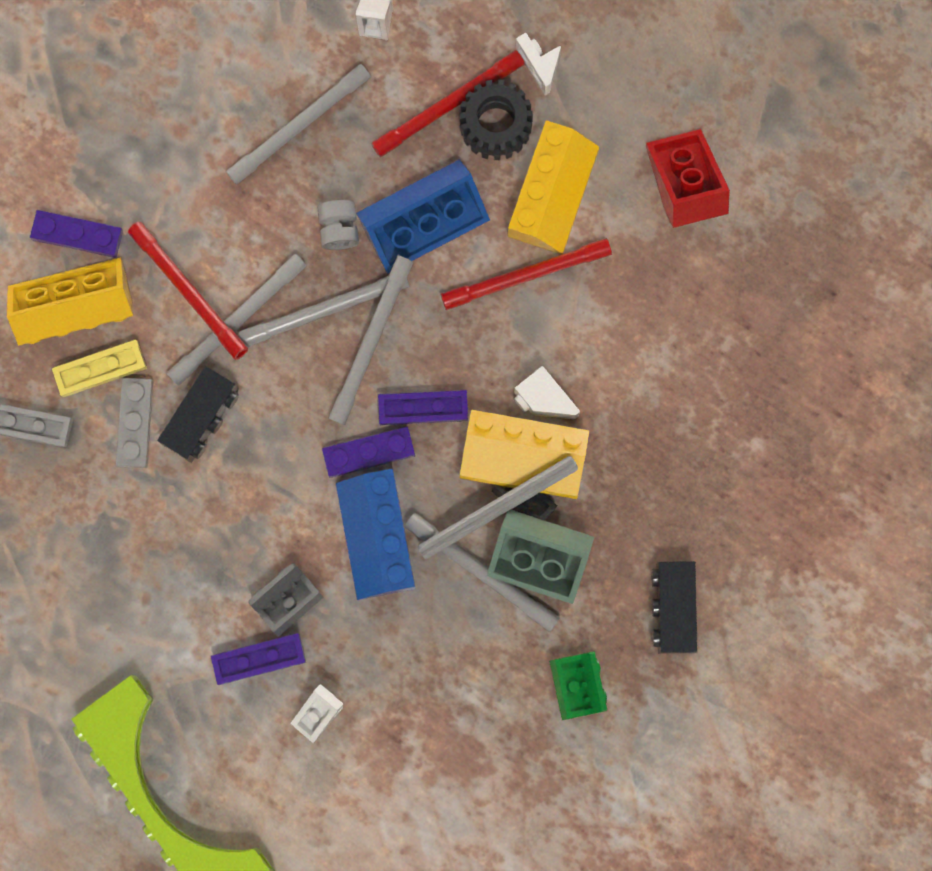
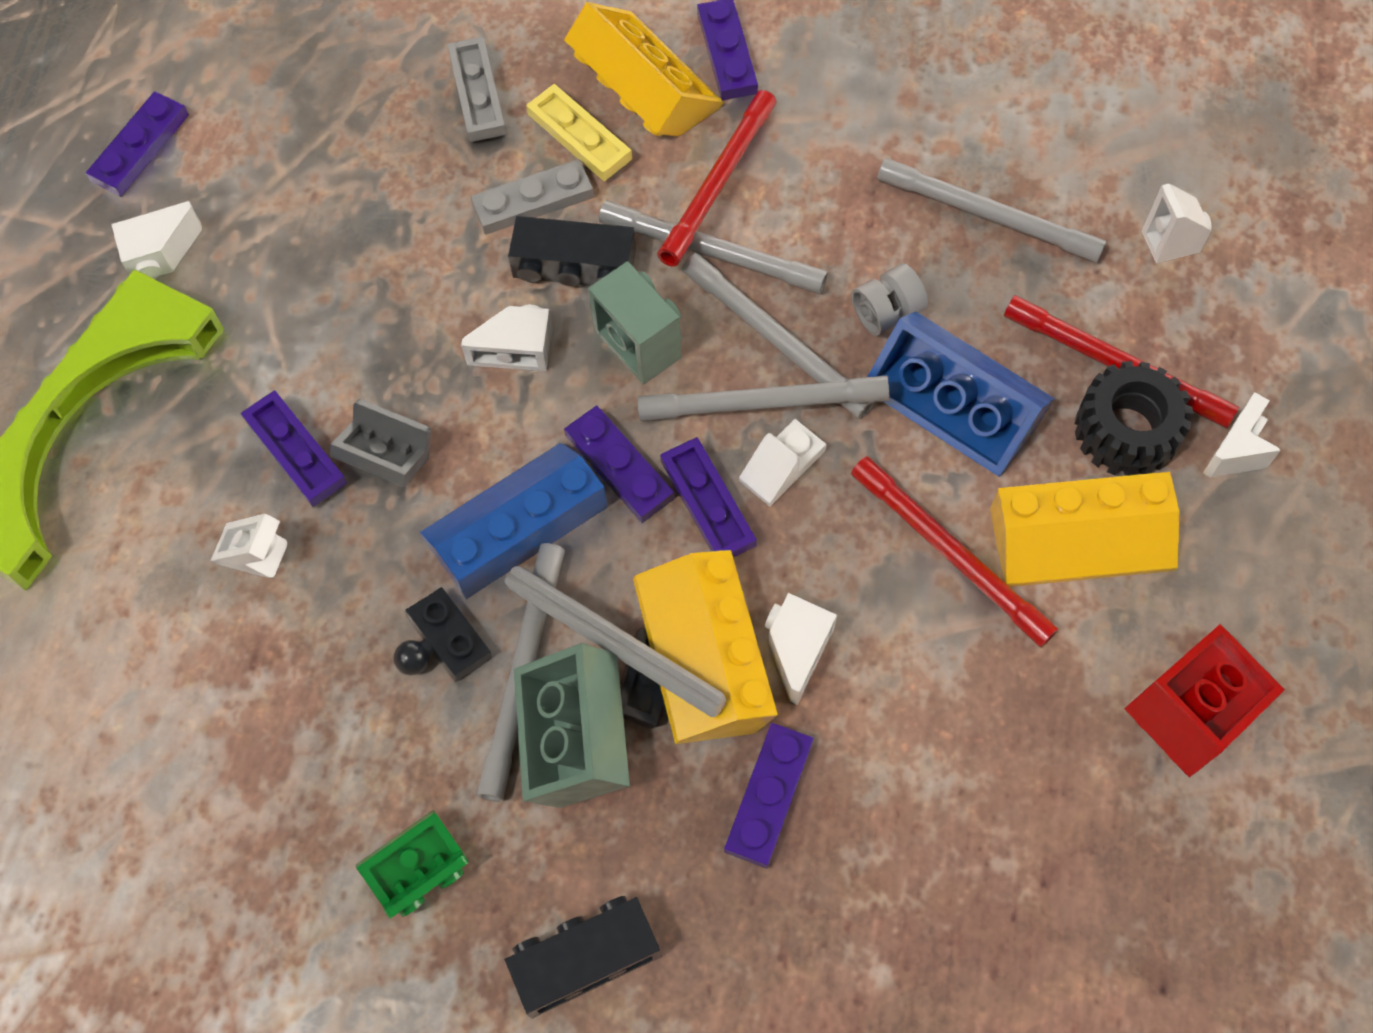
camera: 65 degrees right, 15 degrees down
(47, 699) = (157, 239): none -> white slope
(247, 481) = (511, 340): none -> white slope
(280, 395) = (636, 321): none -> sand green brick
(417, 348) = (781, 461): none -> white slope
(437, 611) = (445, 635): none -> black plate
(627, 458) = (768, 795): none -> dark purple plate

